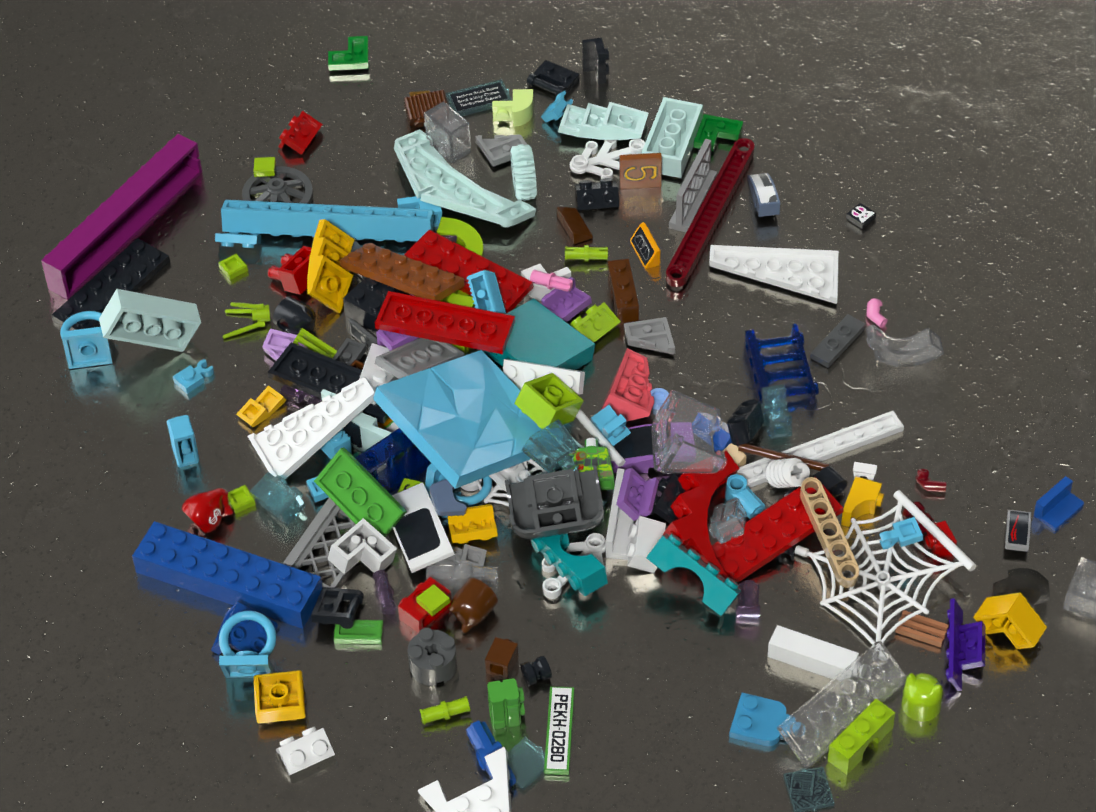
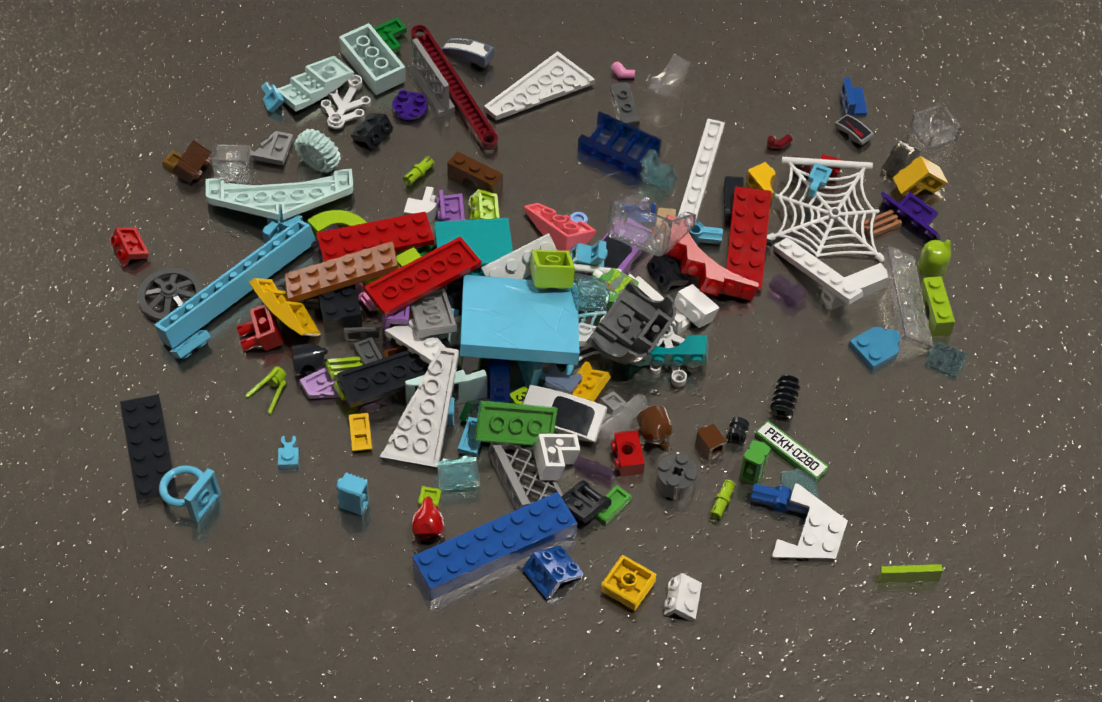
camera: 55 degrees left, 5 degrees up
(121, 216) = (94, 396): magenta piece -> none
(149, 320) = (230, 439): light aqua brick -> none
(233, 266) = (209, 365): lime tile -> none
(246, 663) = (588, 579): medium azure tile -> none
(264, 166) = (141, 284): lime tile -> none
(354, 58) = (90, 168): green plate -> none
(433, 600) = (638, 443): lime tile -> none
(477, 97) = (211, 128): piece -> none
(486, 291) = (419, 238): medium azure brick -> none
(518, 110) = (248, 116): yellowish green brick -> none
(551, 280) = (435, 201): bright pink axle -> none
(553, 78) = (240, 80): black plate -> none
(573, 224) = (384, 161): reddish brown slope -> none
(595, 57) = (259, 45): black bracket -> none
(612, 680) = (785, 396): none -> black piece
(636, 494) = (658, 280): medium lavender bracket -> none
(640, 171) = (385, 92): dark orange tile -> none
(645, 247) = (447, 137): slope -> none
(650, 335) = (524, 187): light grey wing -> none
(654, 198) = (409, 105): none -> dark purple dish
(718, 591) = (729, 297): teal arch -> none
(728, 520) = (723, 251): clear brick -> none
(745, 422) = (653, 189): black beam -> none
(775, 455) = (694, 193): reddish brown bar -> none
(786, 472) = (715, 198): white piece -> none
(791, 610) = (818, 271): none -> white plate
(829, 521) = (780, 203): tan beam -> none
(861, 215) = (536, 21): black tile -> none
(864, 470) = (740, 165): white tile -> none

